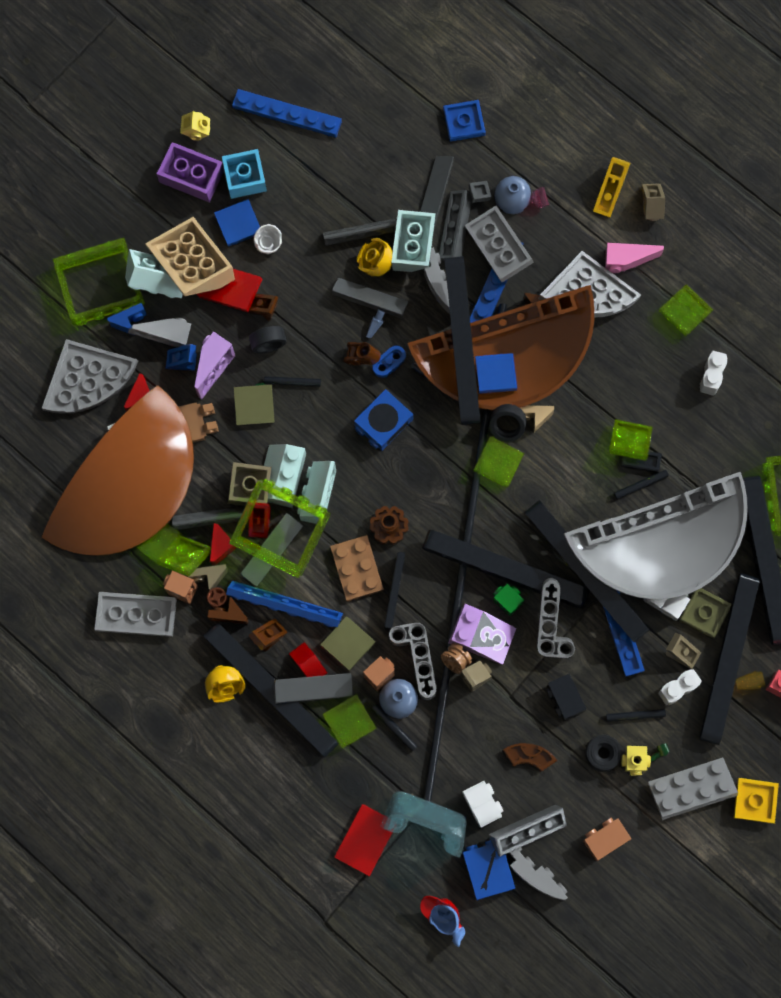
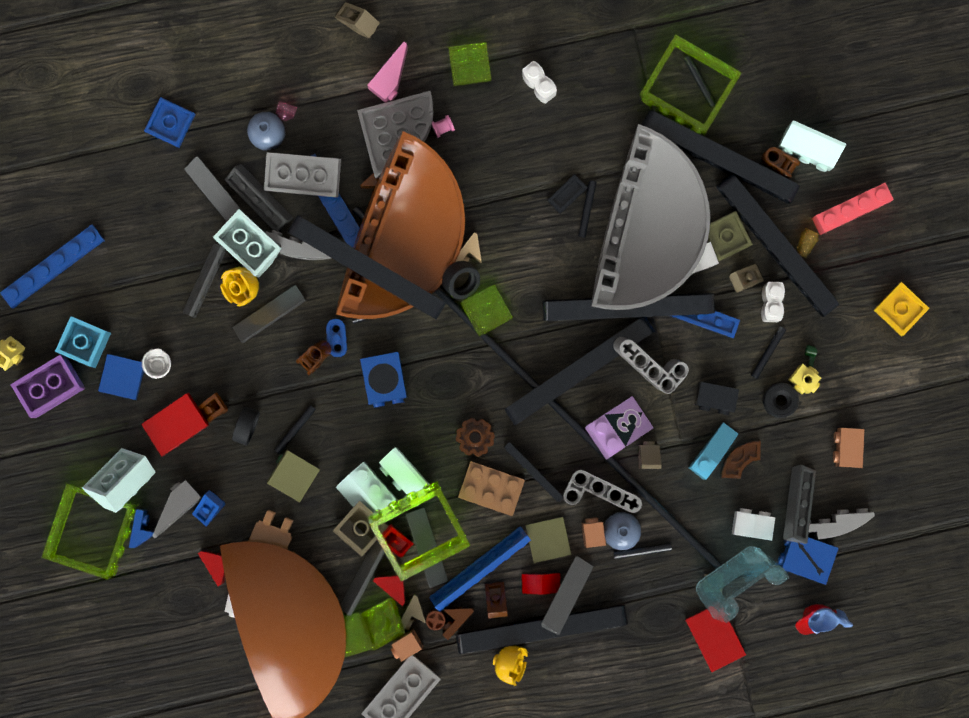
camera: 55 degrees left, 10 degrees up
(86, 378) = (167, 599): light grey plate -> none
(191, 259) = (129, 442): tan slope -> none
(214, 359) = (231, 484): lavender slope -> none
(349, 721) = (612, 584): clear neon green plate -> none
(375, 323) = (294, 324): sand blue bar -> none
(456, 658) = (625, 463): medium nougat wheel -> none
(479, 191) = (243, 156): dark grey plate -> none
(496, 373) = (413, 259): blue tile -> none
(508, 599) = (605, 385): green brick -> none
(519, 727) = (713, 451): none -> medium azure slope
(611, 186) = (319, 44): yellow slope -> none
(620, 324) = (442, 126): none -> bright pink bush
(630, 440) = (546, 191): clear neon green plate -> none
(692, 788) = (857, 351): light grey plate -> none

